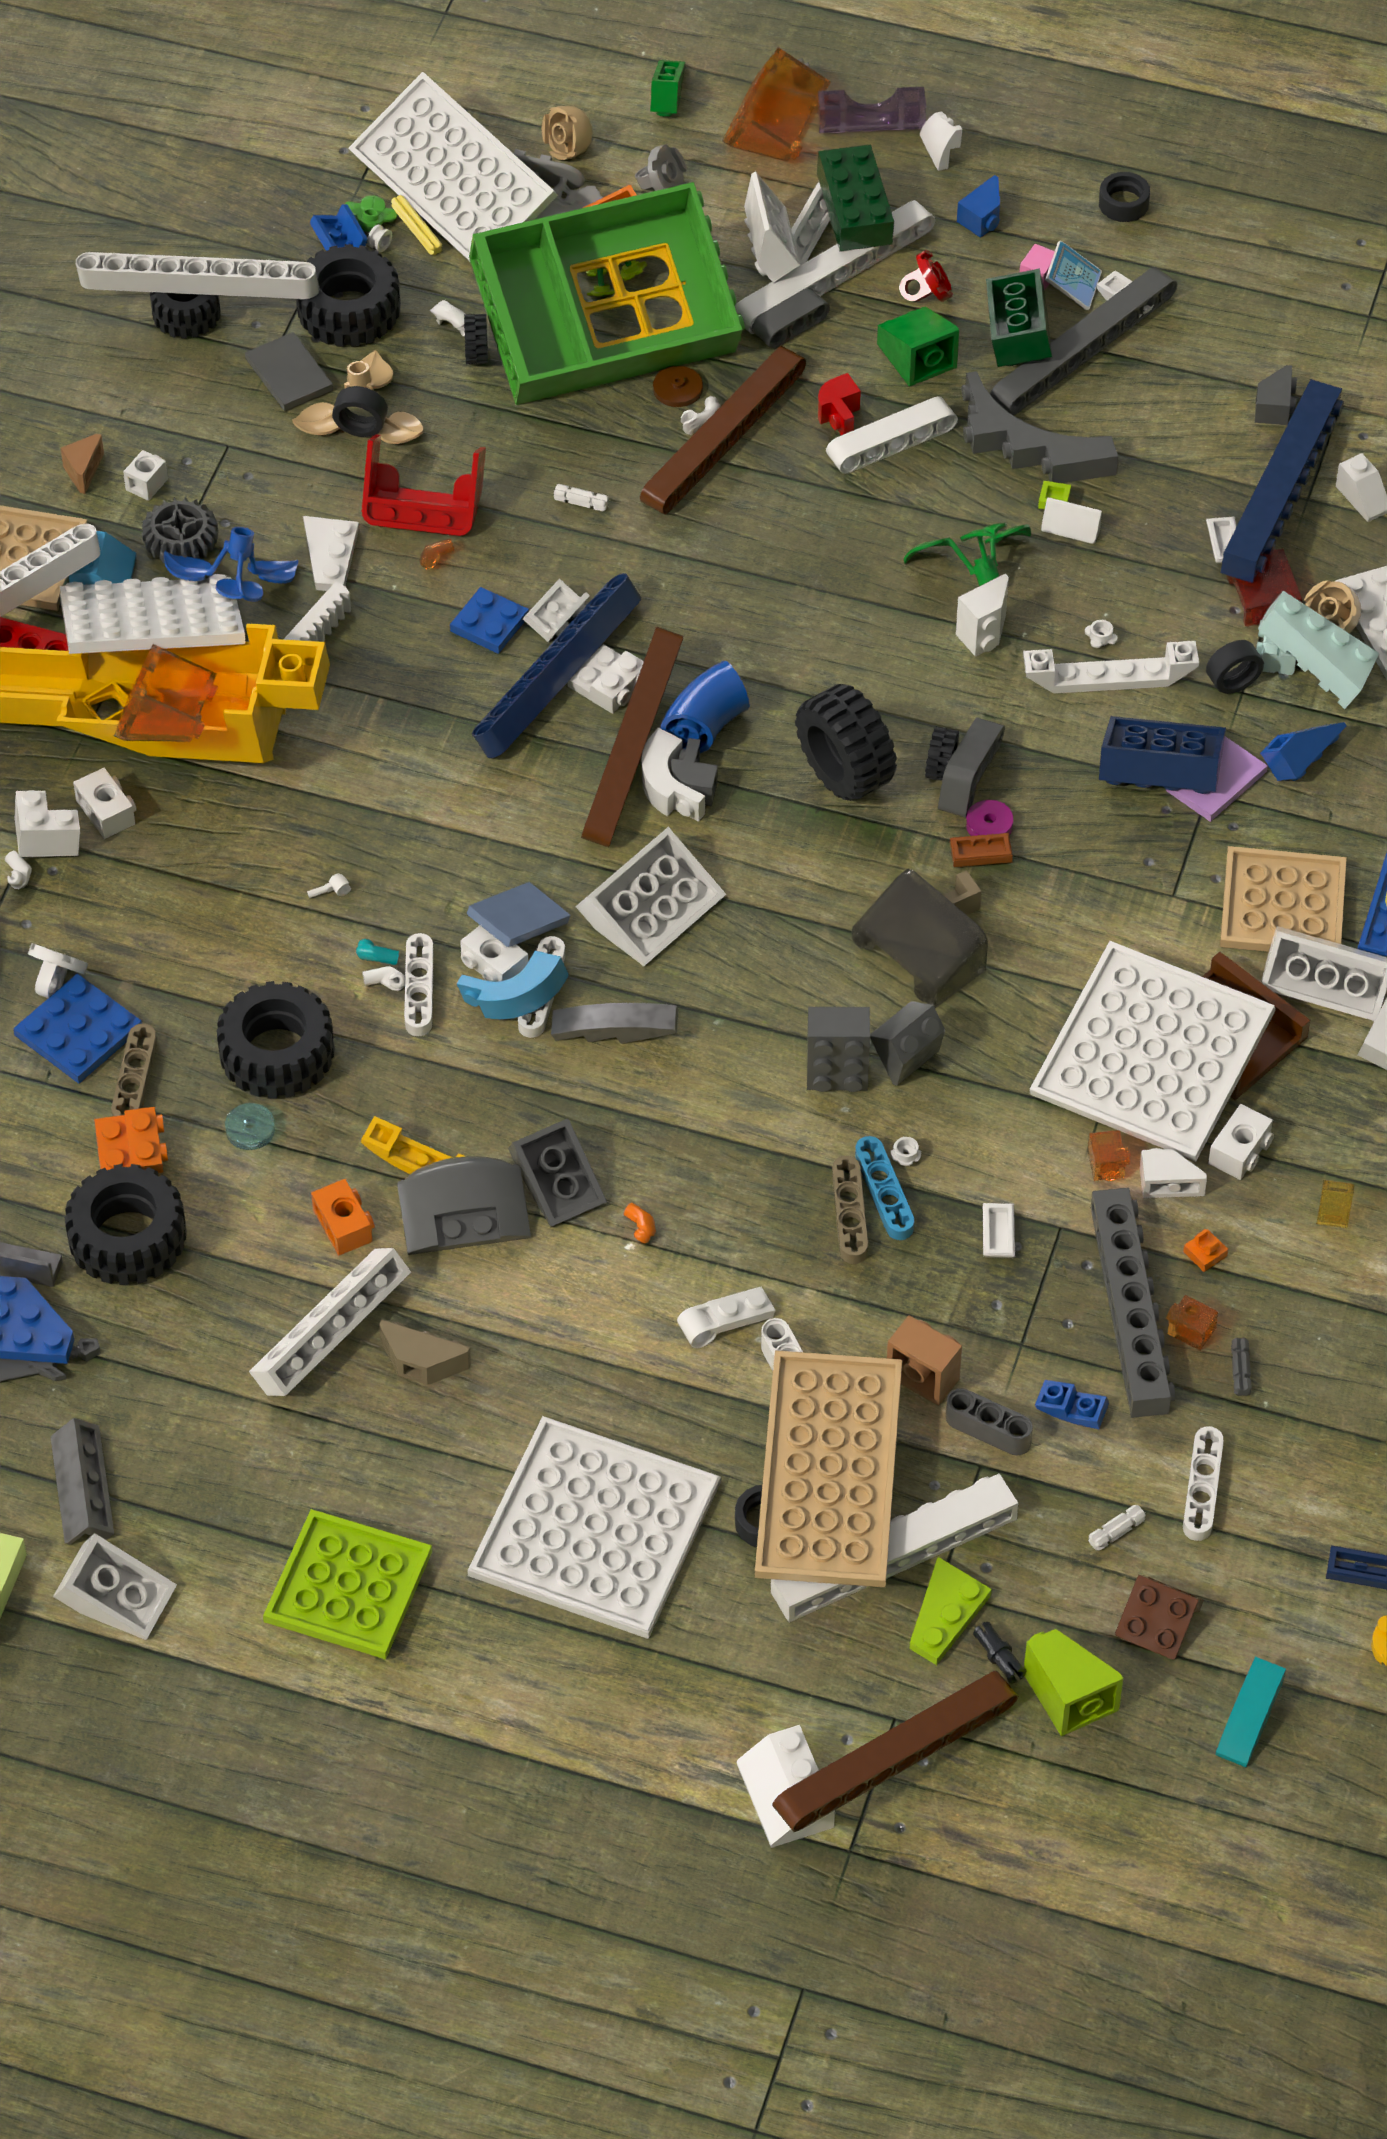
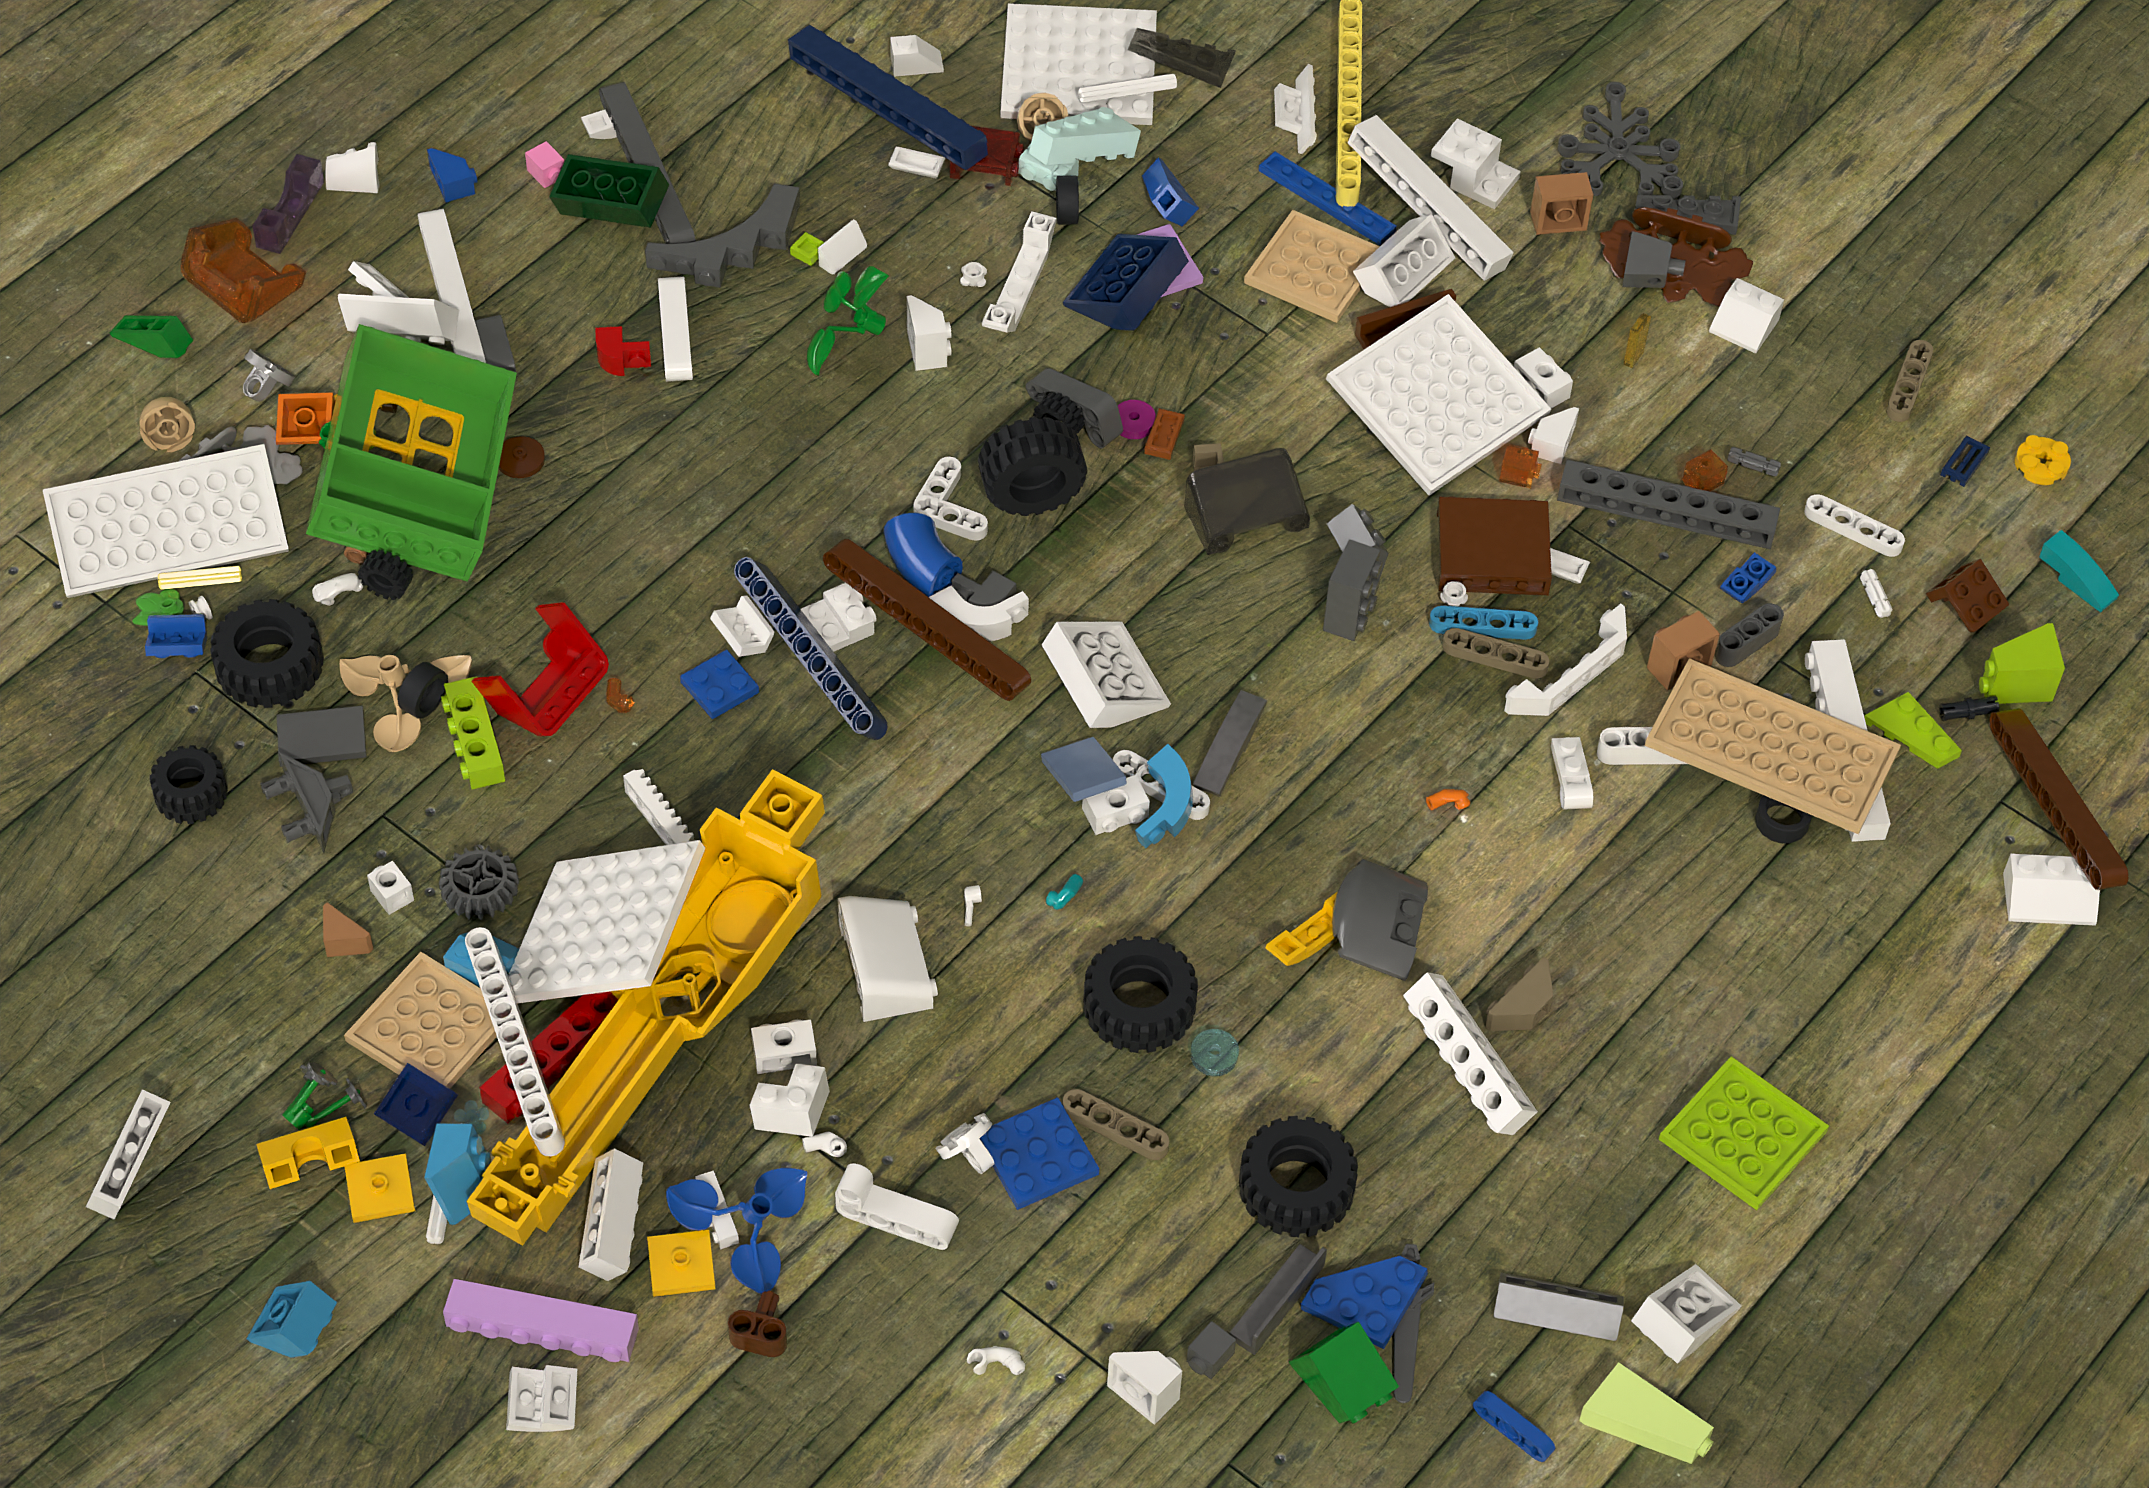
camera: 70 degrees left, 0 degrees up
(131, 1140) = (1200, 1147): orange plate -> none
(166, 699) = (734, 942): clear orange windscreen -> none
(197, 275) = (183, 763): white beam -> none
(212, 391) = (314, 795): none -> dark grey connector
(228, 832) = (885, 956): none -> white windscreen
(240, 548) = (564, 825): blue plant -> none
(330, 549) = (565, 773): white wing -> none
(335, 469) = (471, 716): none -> lime brick
(343, 1232) = (1343, 1021): orange brick -> none
(386, 976) = (1095, 893): white arm -> none
(419, 984) = (1116, 869): white beam -> none
(557, 1172) = (1372, 834): dark grey slope -> none
(581, 497) = (613, 569): white axle -> none
(594, 1527) = (1745, 938): white tile -> none
(693, 421) = (571, 443): white piece -> none
(722, 430) = (599, 441): reddish brown beam -> none
(793, 699) = (938, 502): none -> white beam
(855, 197) = (402, 244): dark green brick -> none
(919, 344) = (584, 270): green slope -> none
(931, 279) = (518, 235): red tile -> none
(934, 1300) = (1530, 700): none -> white slope
(986, 1160) = (1495, 545): none -> reddish brown panel
(1073, 275) = (569, 143): piece -> none
(1124, 210) = (497, 68): black tyre -> none
(1205, 1250) = (1632, 442): orange tile -> none
(1274, 397) = (786, 72): dark grey slope -> none

